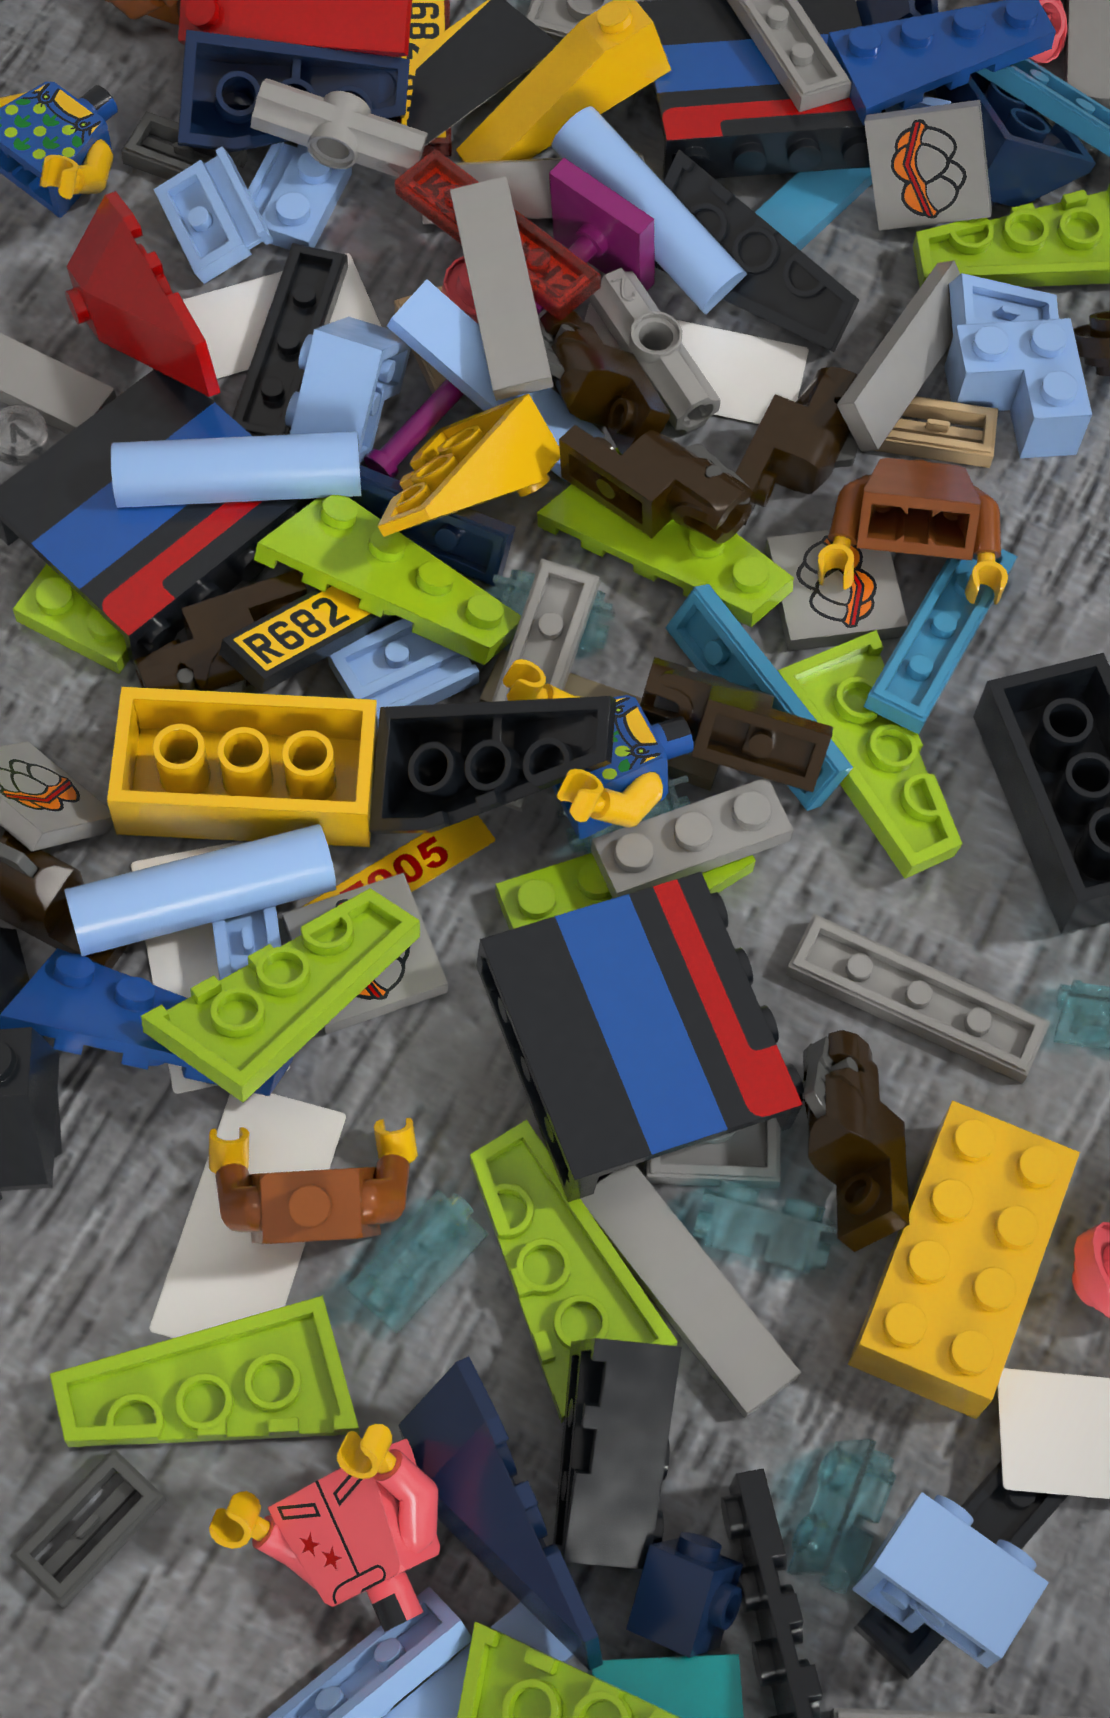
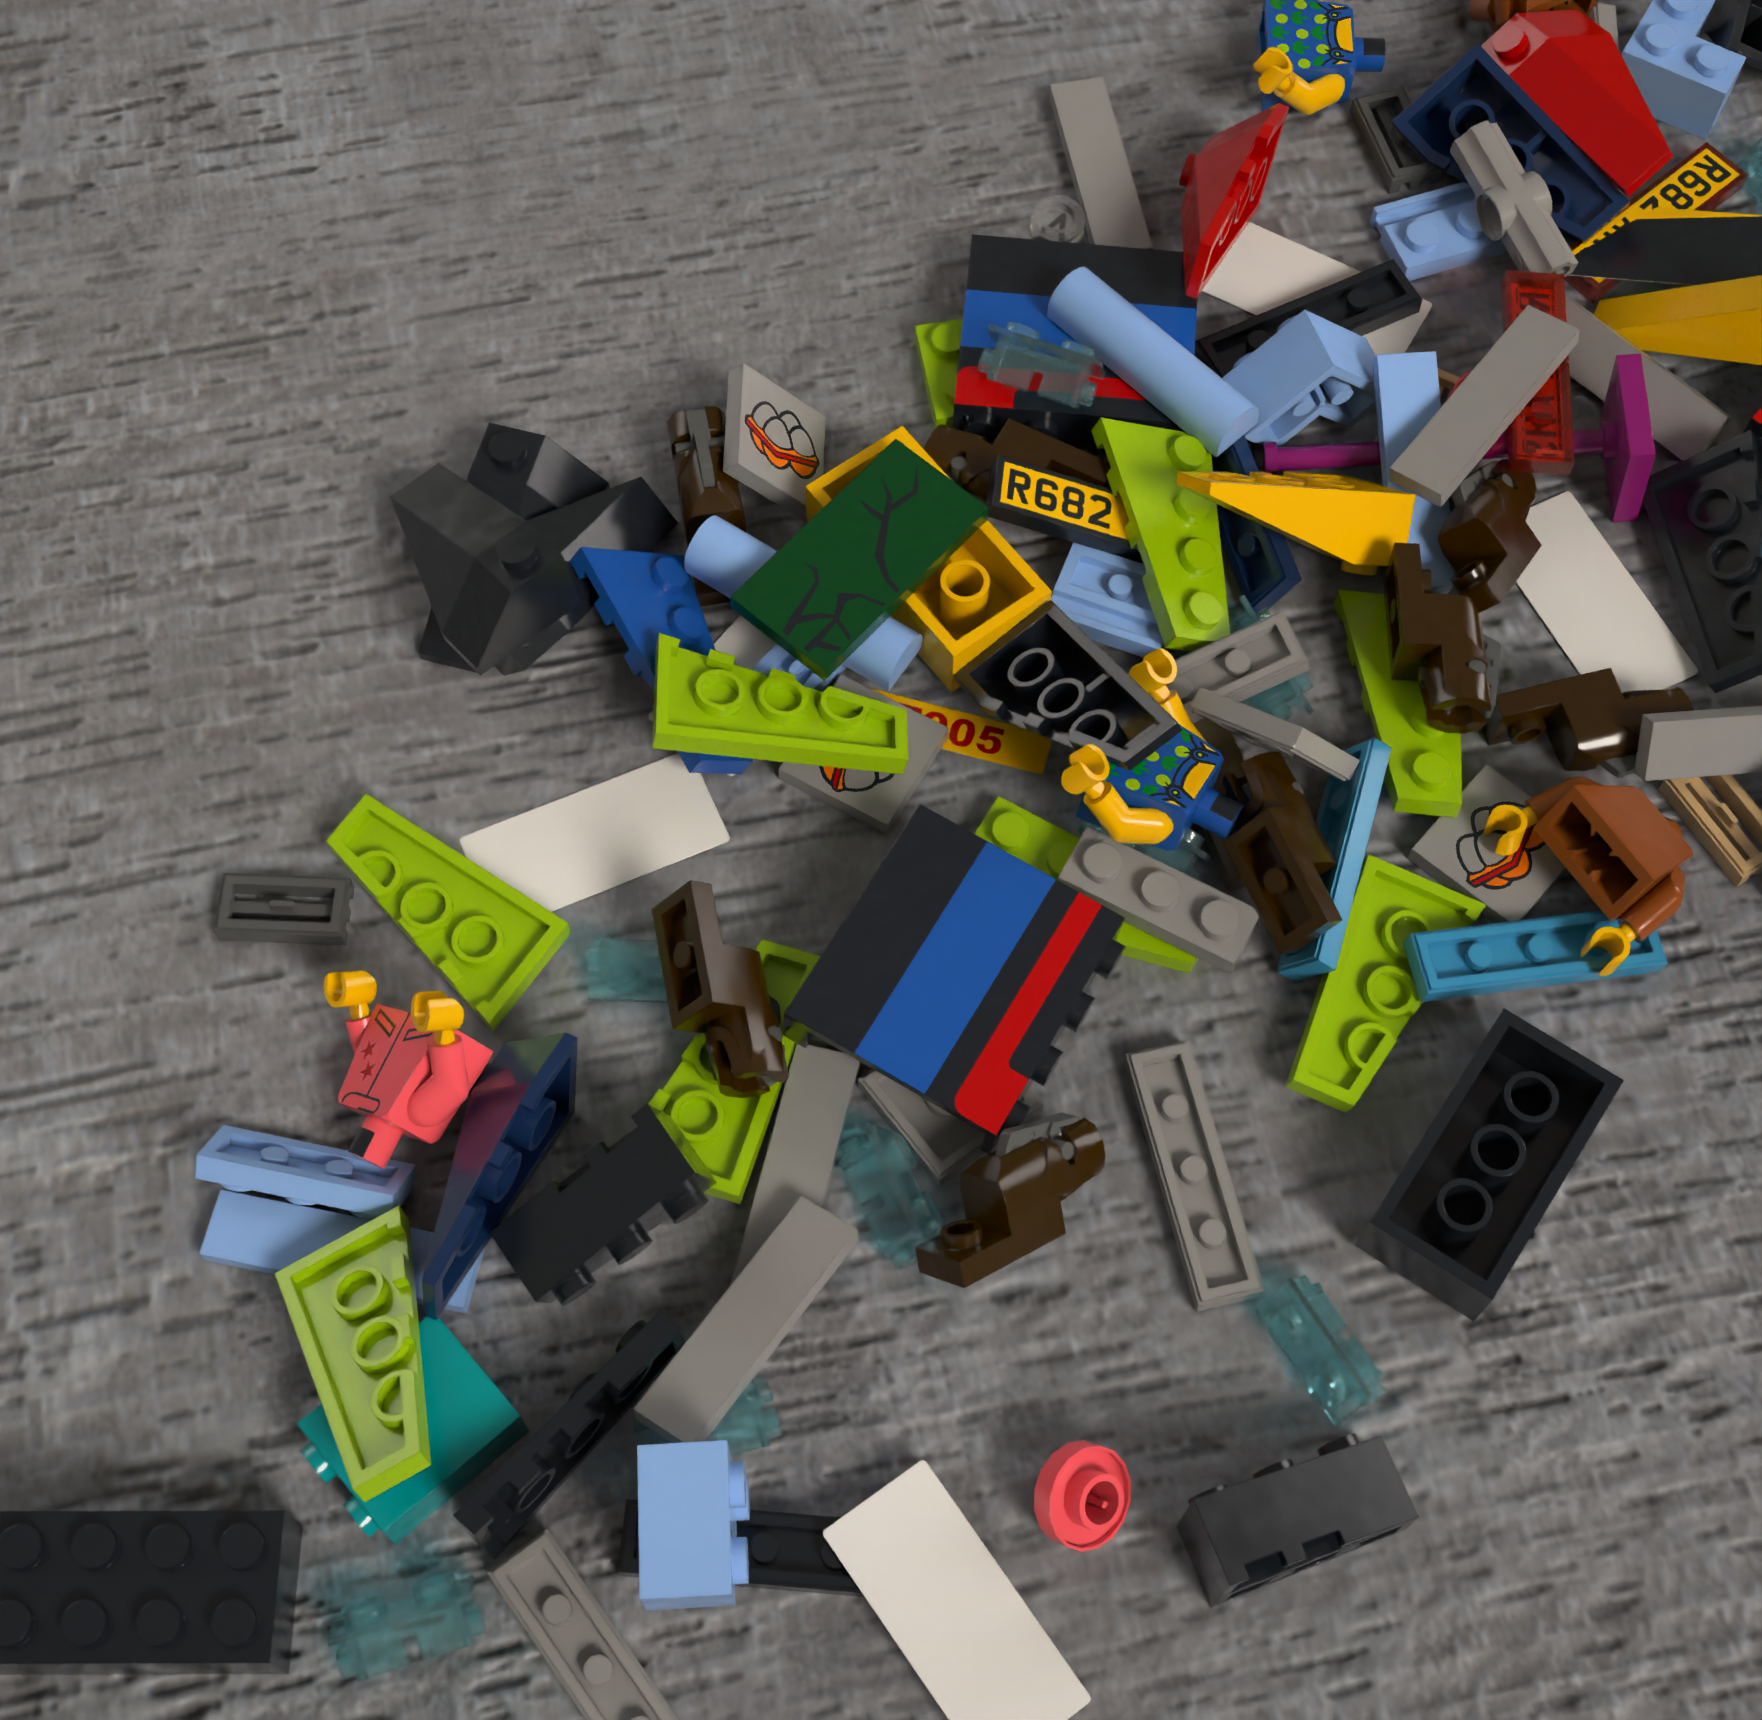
camera: 55 degrees right, 0 degrees up
(142, 551) = (1064, 368): none -> clear light blue hinge
(212, 215) = (1359, 192): light blue plate -> none
(220, 813) = (859, 559): none -> dark green tile
(313, 1202) = (626, 857): dark orange torso -> none
(504, 1218) = (719, 993): none -> dark brown plate
(636, 649) = (1274, 734): none -> light grey tile
(641, 327) = (1557, 584): light grey piece -> none
(680, 240) = (1683, 436): light blue brick -> none
(686, 1595) = (538, 1345): dark blue brick -> none
(800, 1416) = (746, 1324): none -> light grey tile
(965, 1260) = (992, 1363): yellow brick -> none

